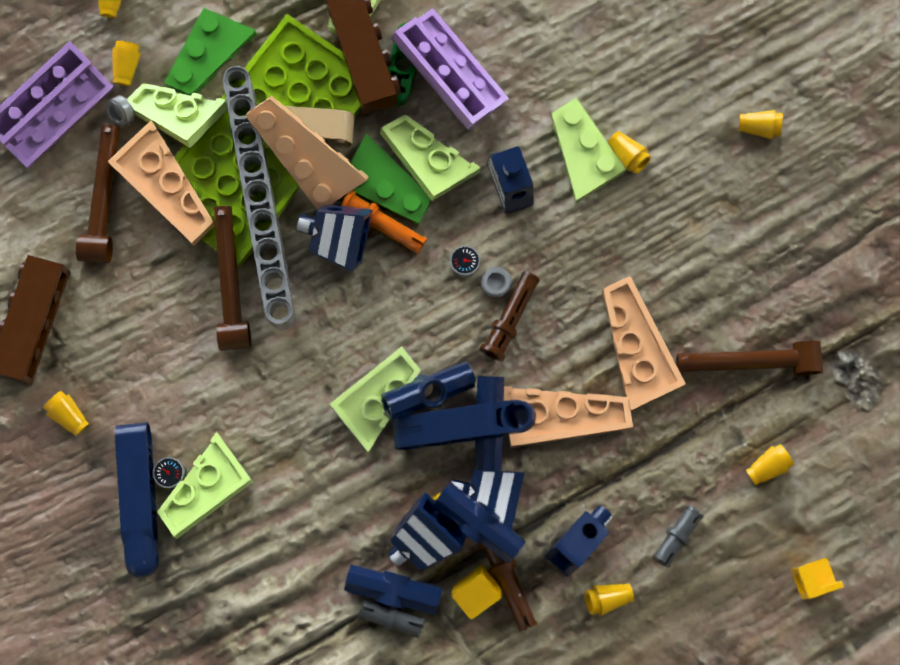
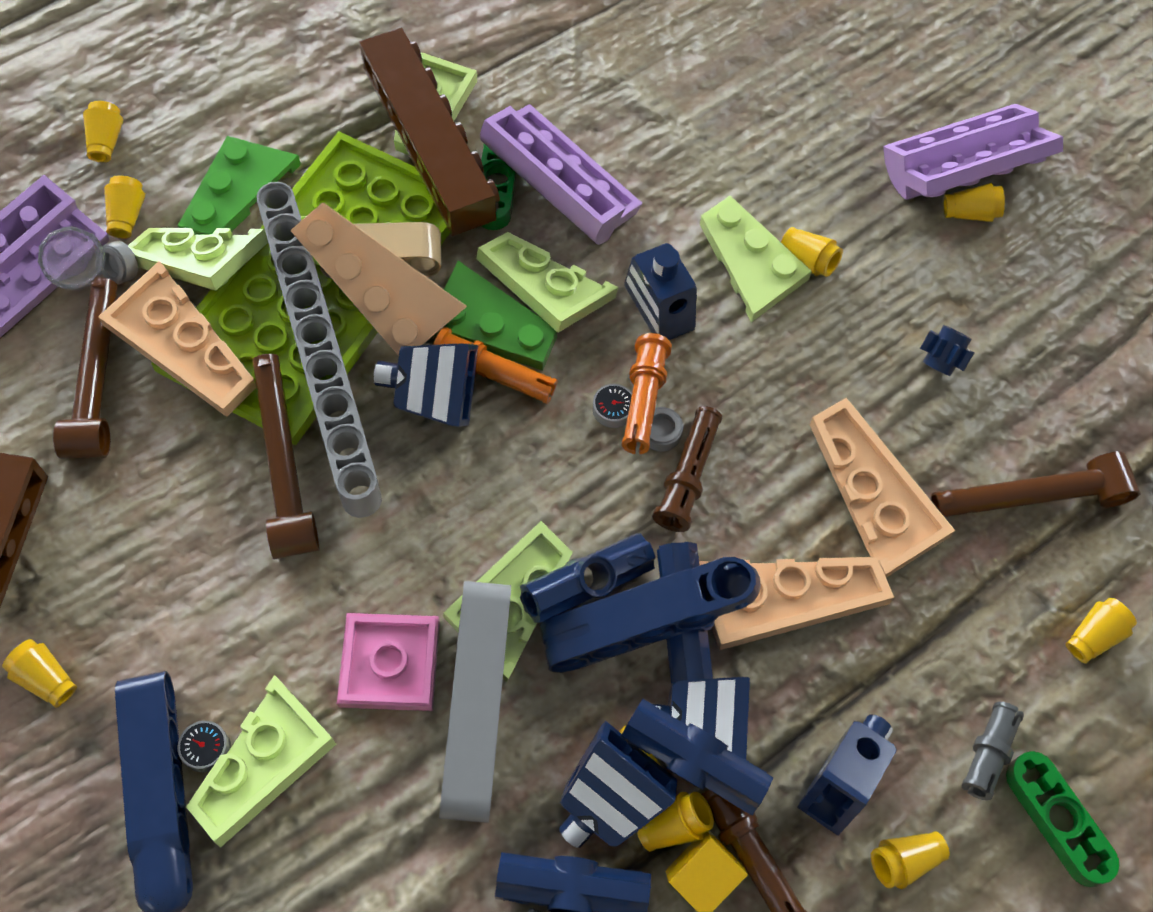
camera: 10 degrees left, 15 degrees down
(89, 111) = (71, 258): none -> clear hair
(291, 430) = (389, 662): none -> bright pink tile
(344, 465) = (475, 702): none -> light grey beam
(467, 560) = (680, 823): none -> yellow cone
(491, 244) = (647, 377): none -> orange pin
(711, 246) = (947, 350): none -> dark blue gear
(713, 610) = (1072, 857): none -> green beam
(767, 79) = (969, 151): none -> lavender brick

